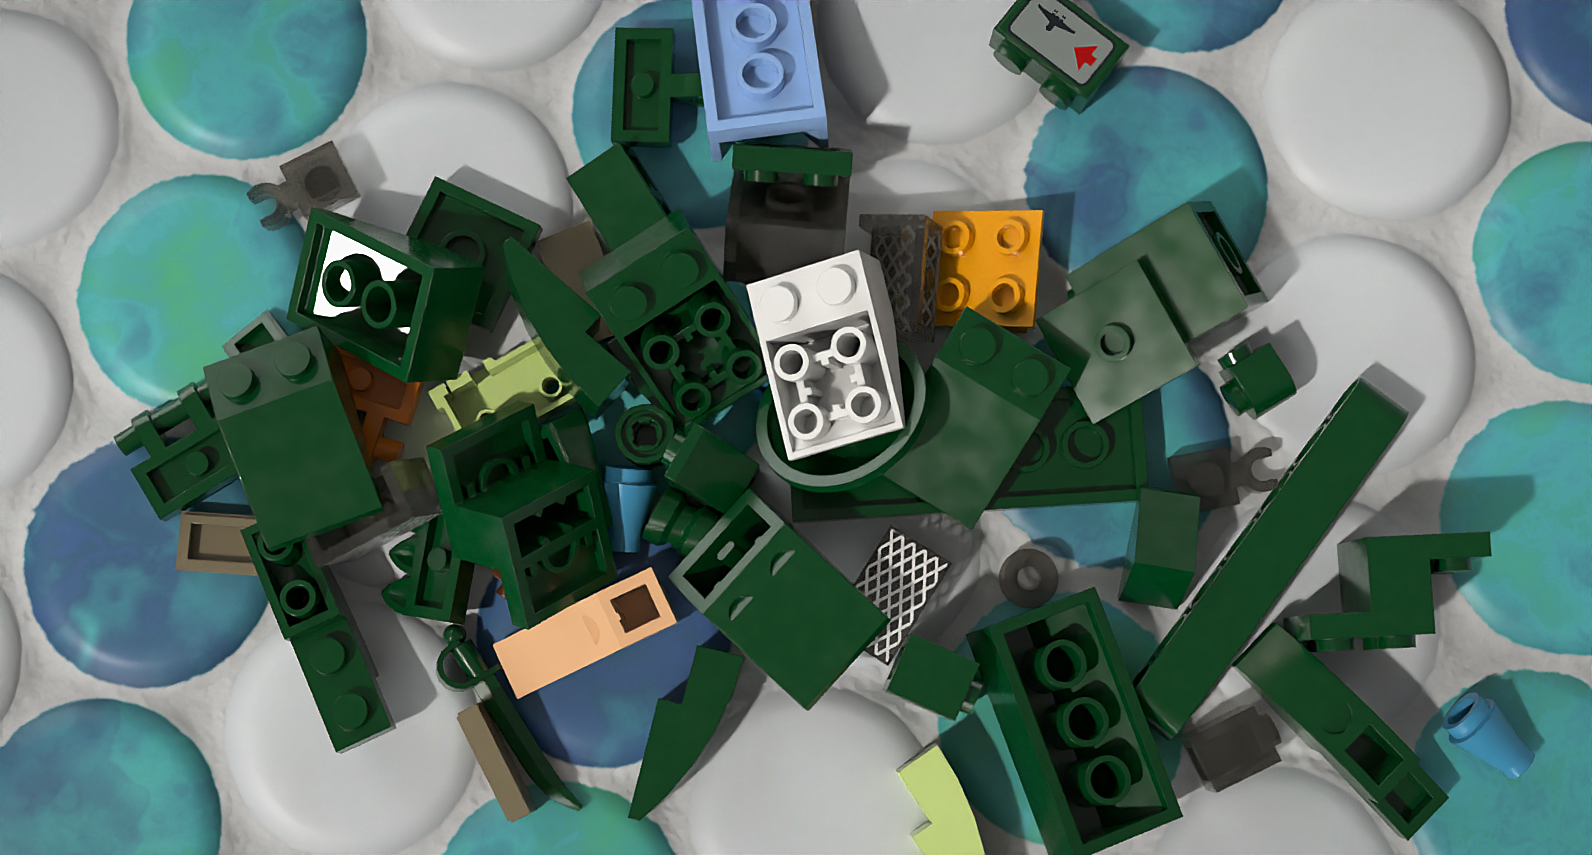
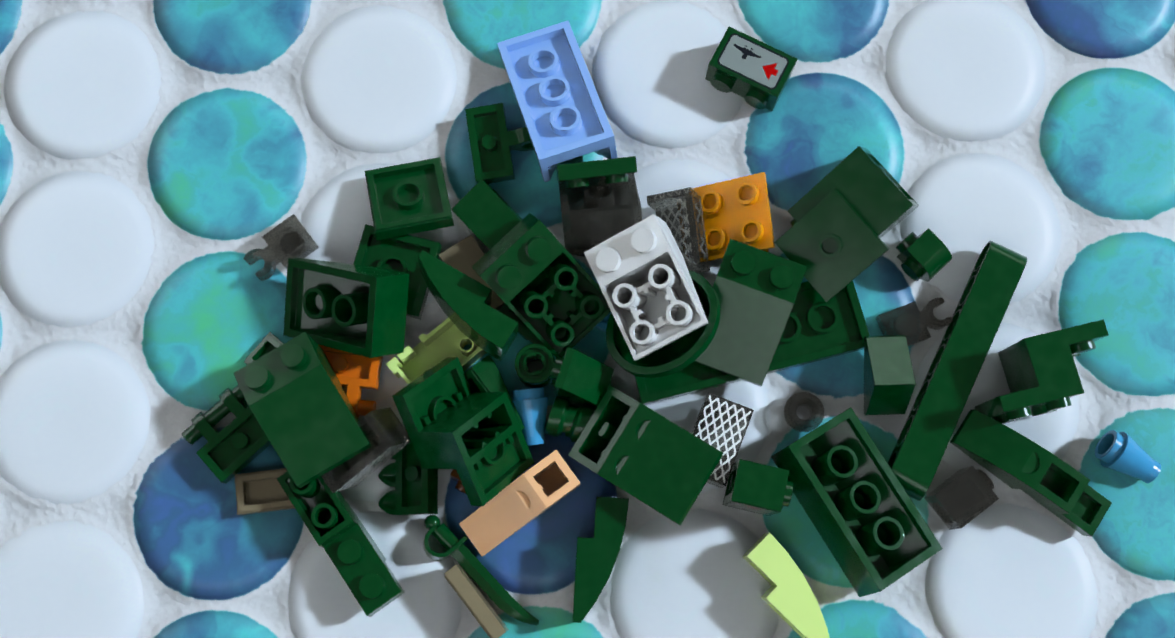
camera: 10 degrees left, 5 degrees down
(506, 148) = (408, 198): none -> dark green plate

